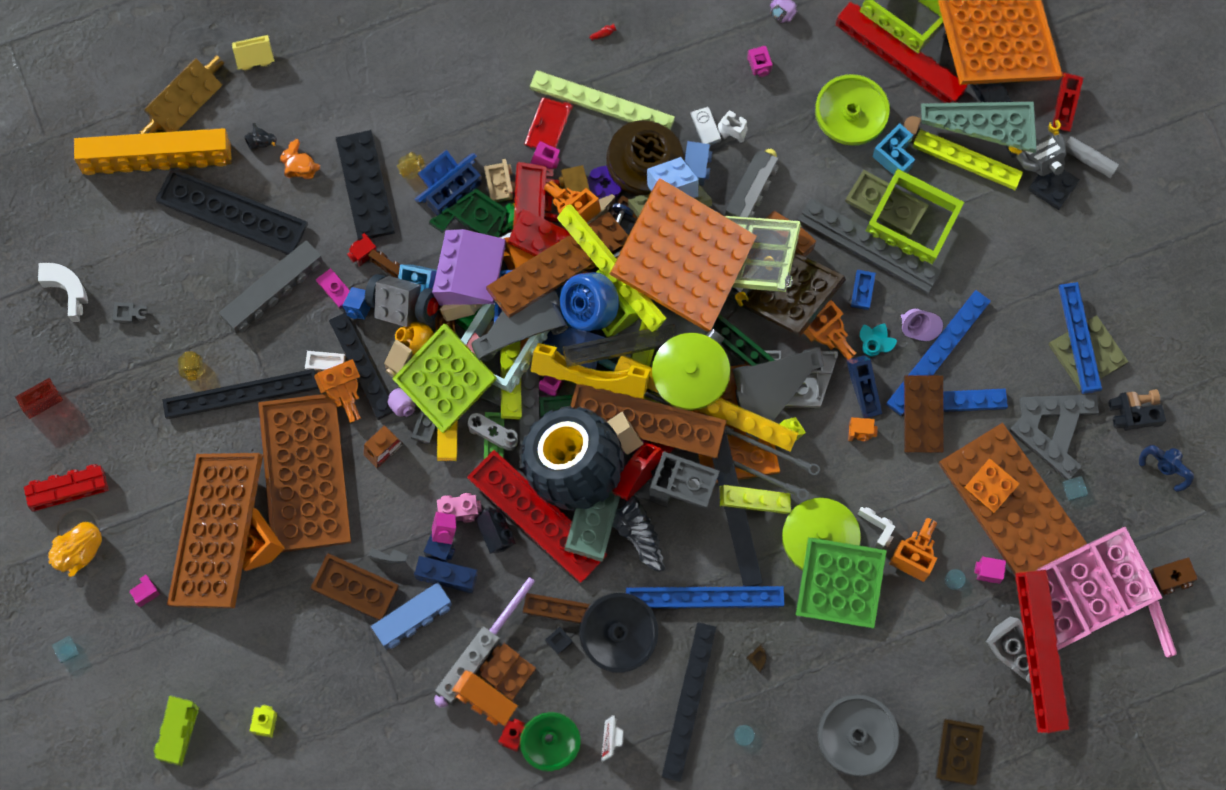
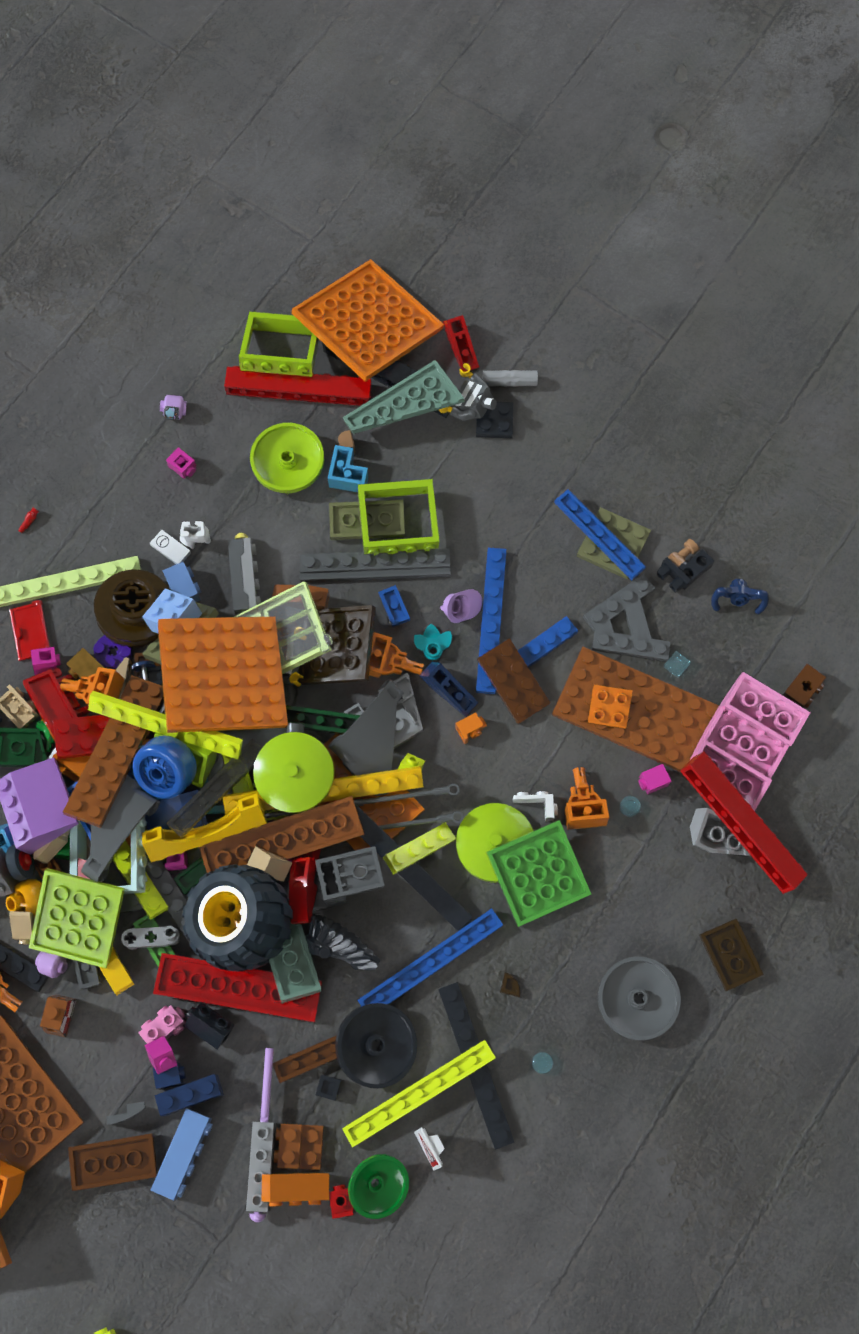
camera: 30 degrees left, 0 degrees up
(629, 692) = (418, 1093): none -> neon yellow plate
(967, 159) = (410, 441): neon yellow plate -> none
(1162, 629) = (825, 739): bright pink axle -> none

